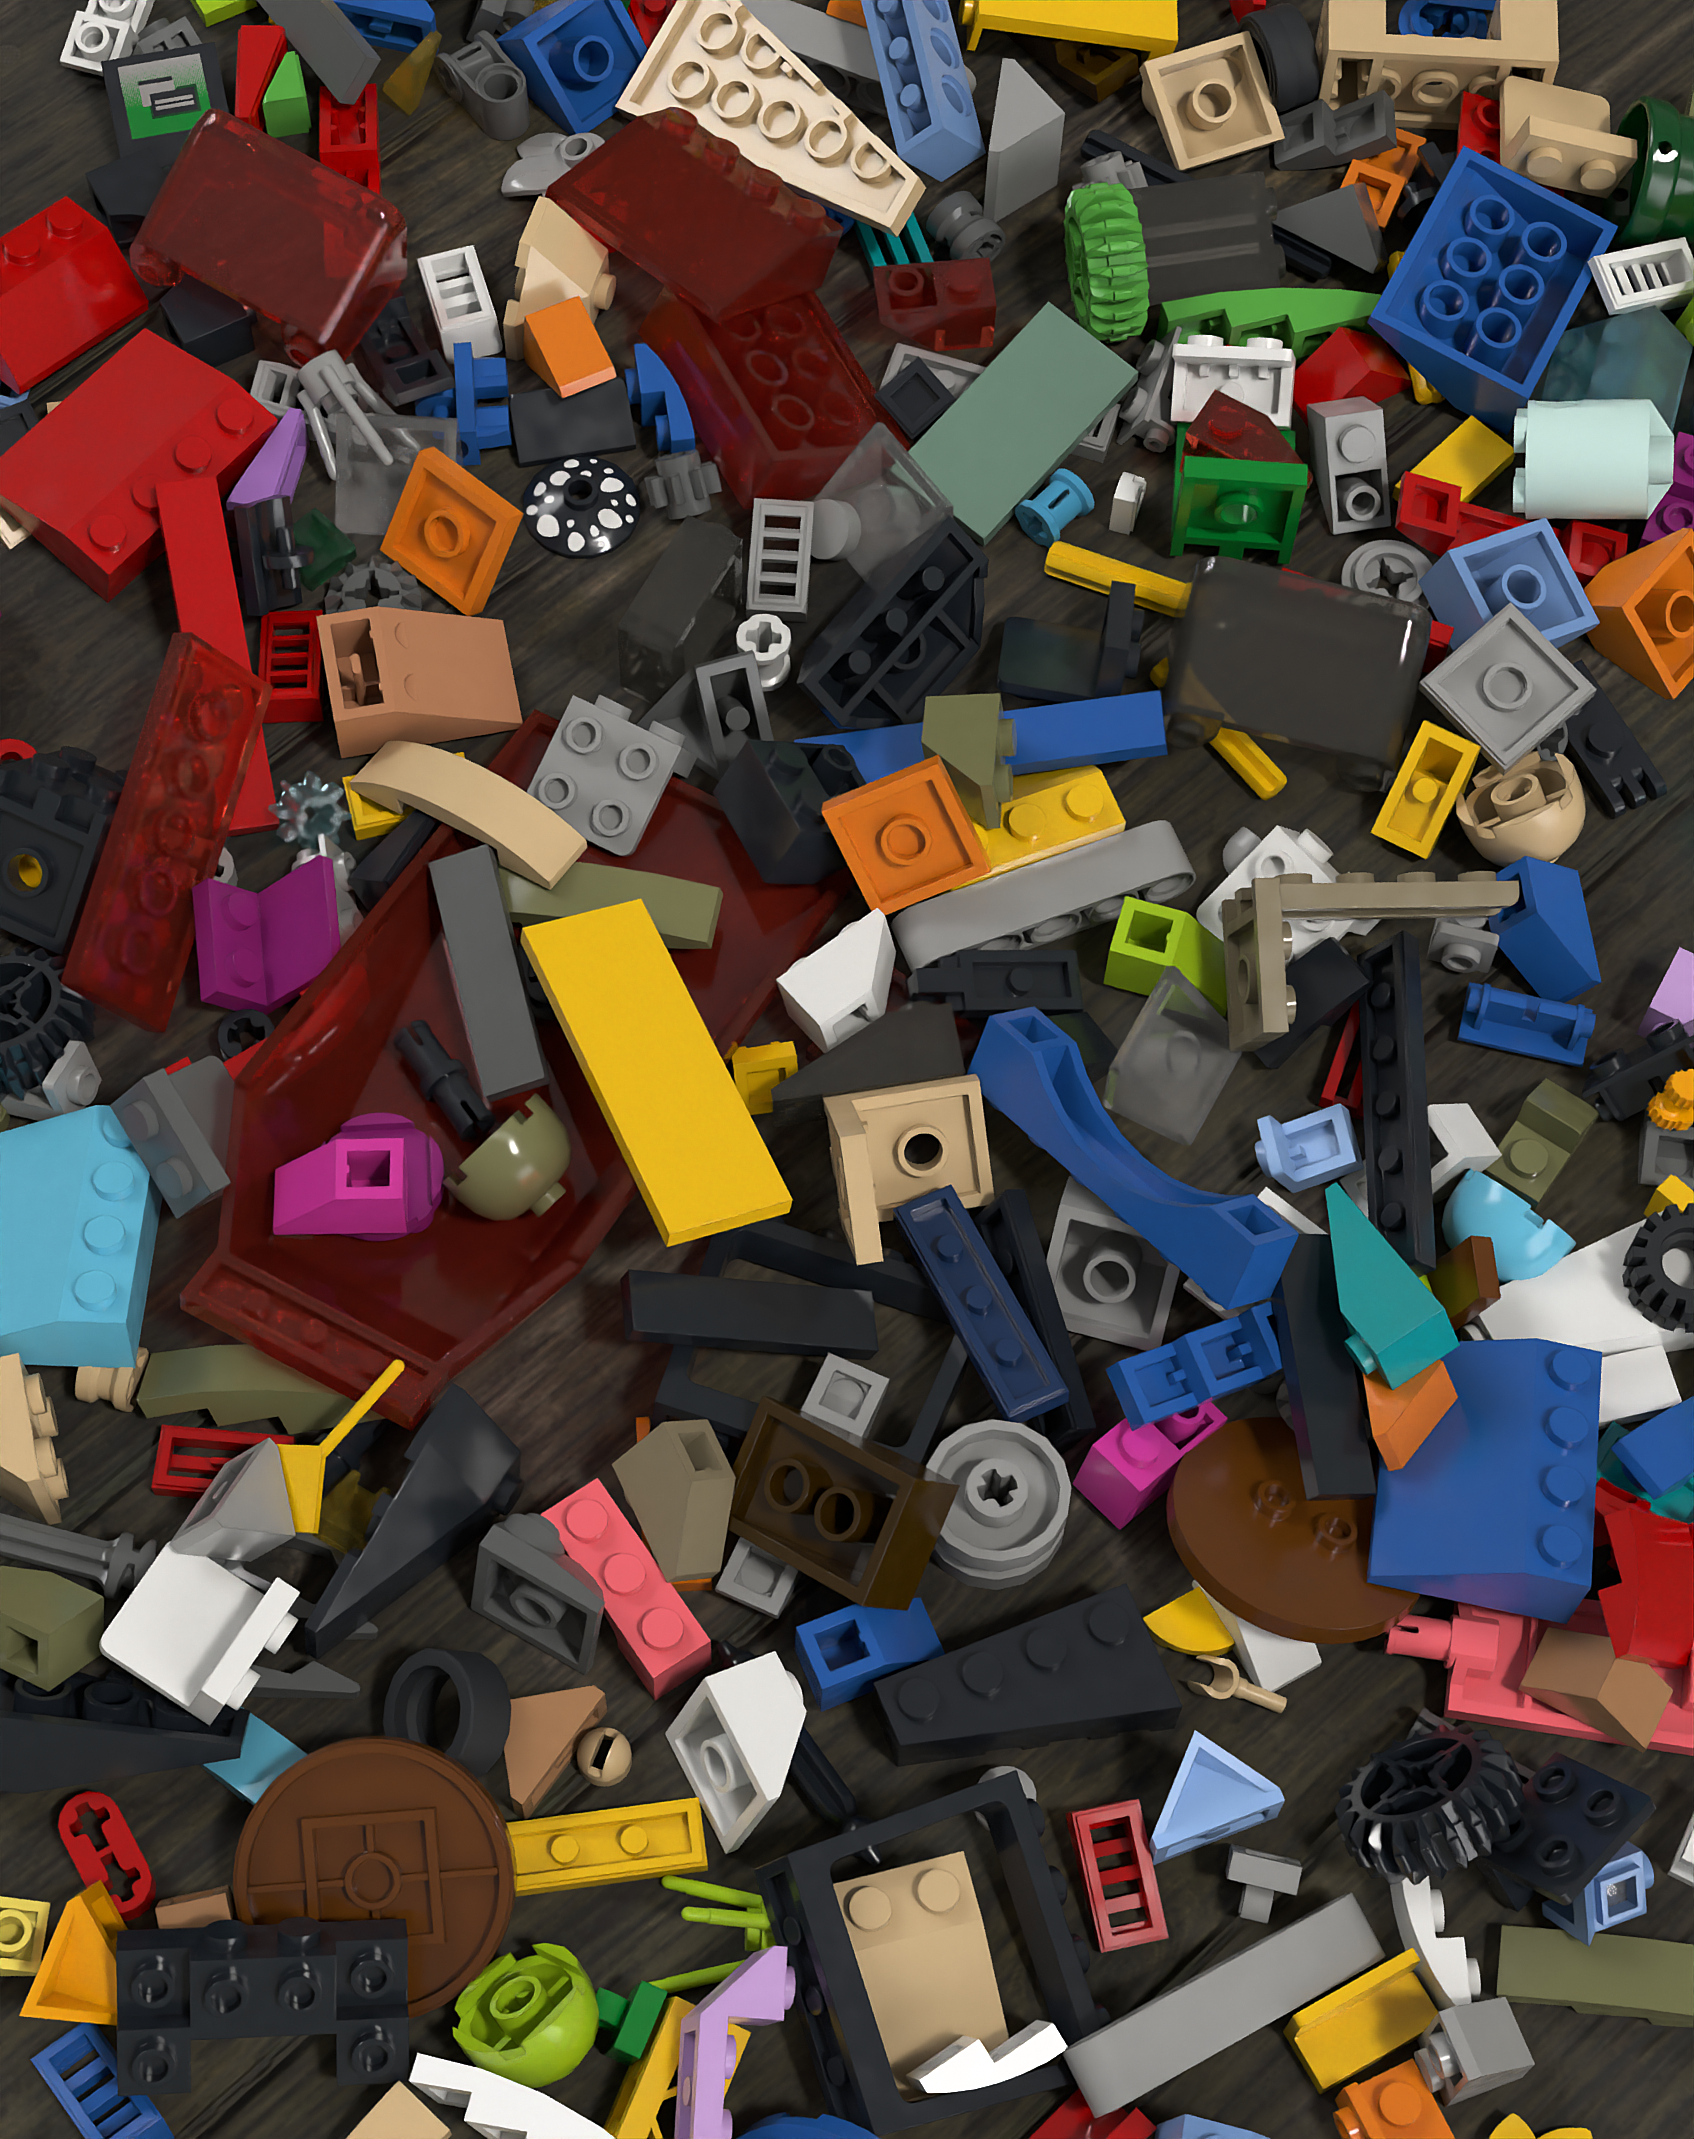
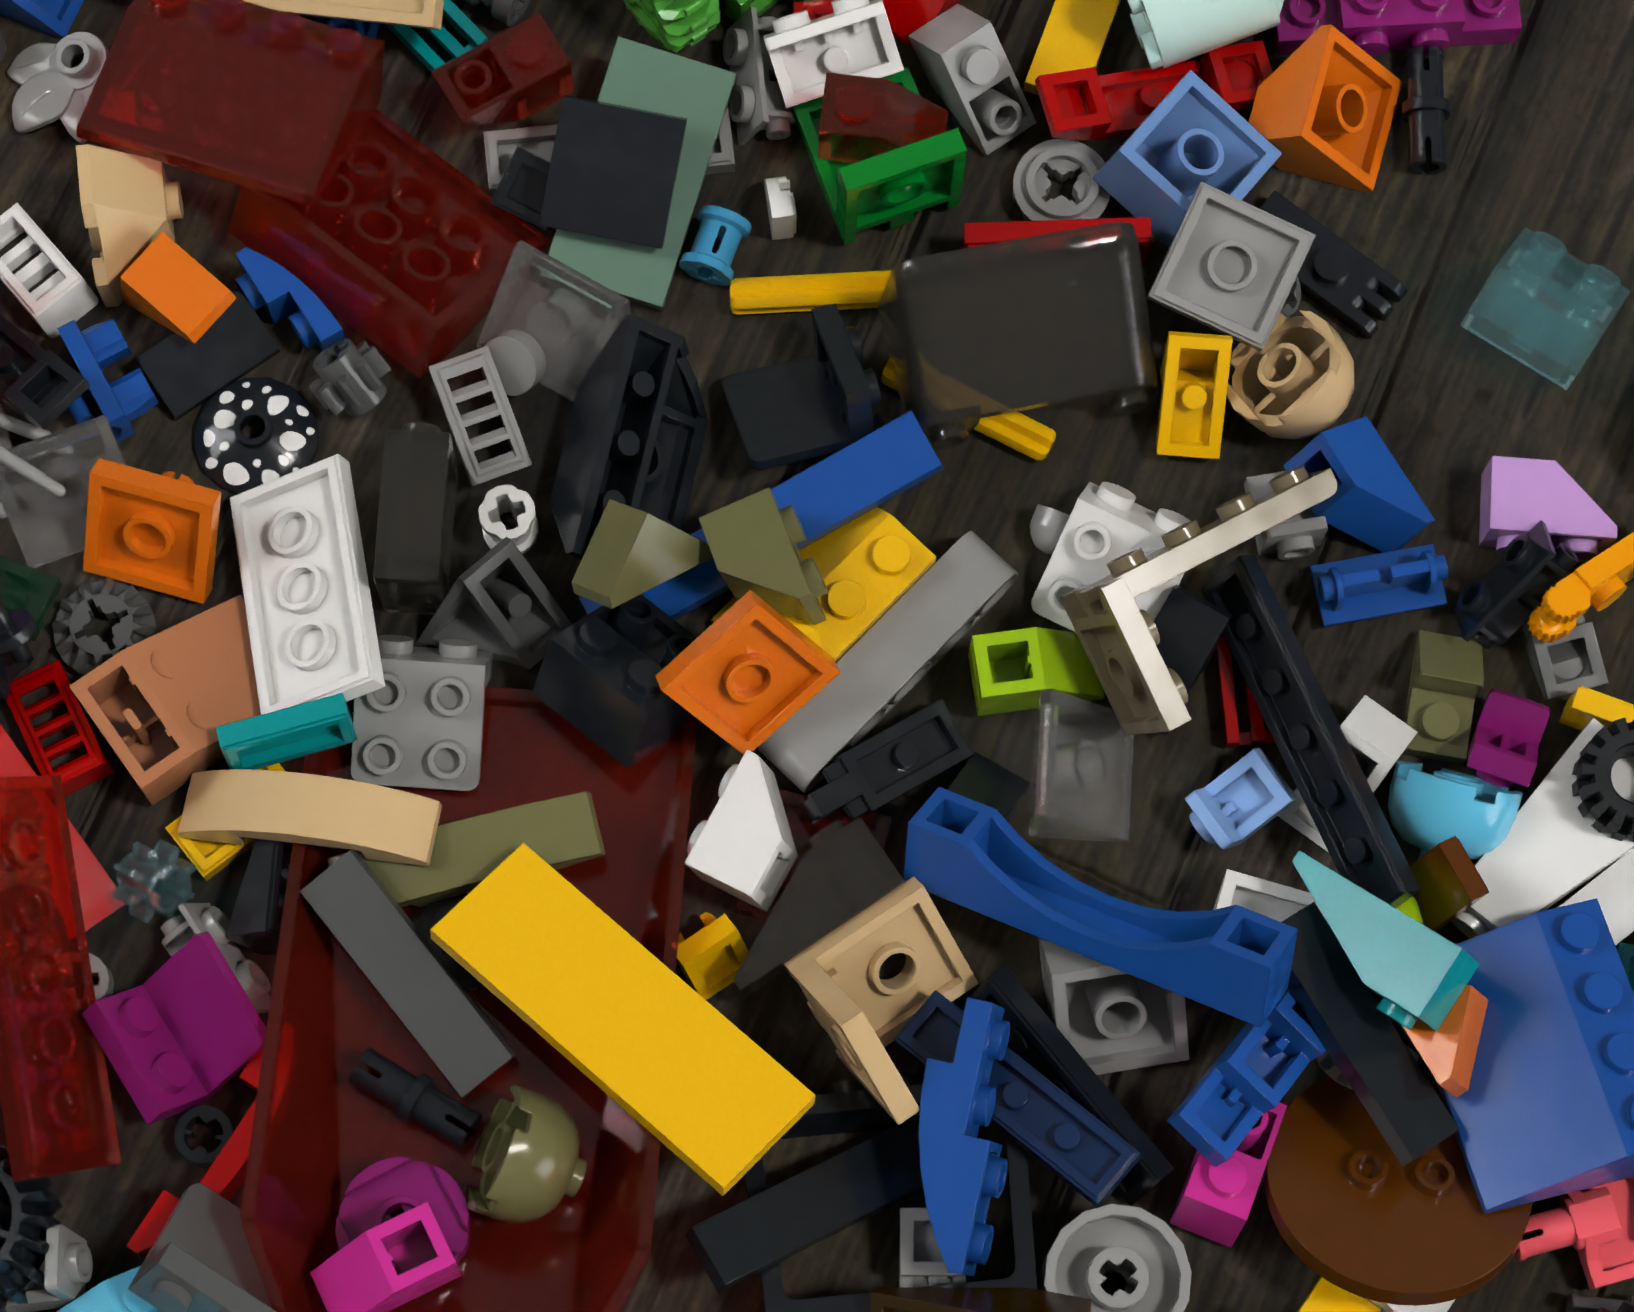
camera: 25 degrees left, 10 degrees up
(484, 731) = (287, 733): none -> teal tile
(557, 632) = (306, 587): none -> white tile
(858, 701) = (632, 555): none -> olive slope
(897, 1321) = (955, 1165): none -> blue slope
(991, 405) = (613, 171): none -> black slope
(1585, 1196) = (1507, 739): none -> magenta bracket

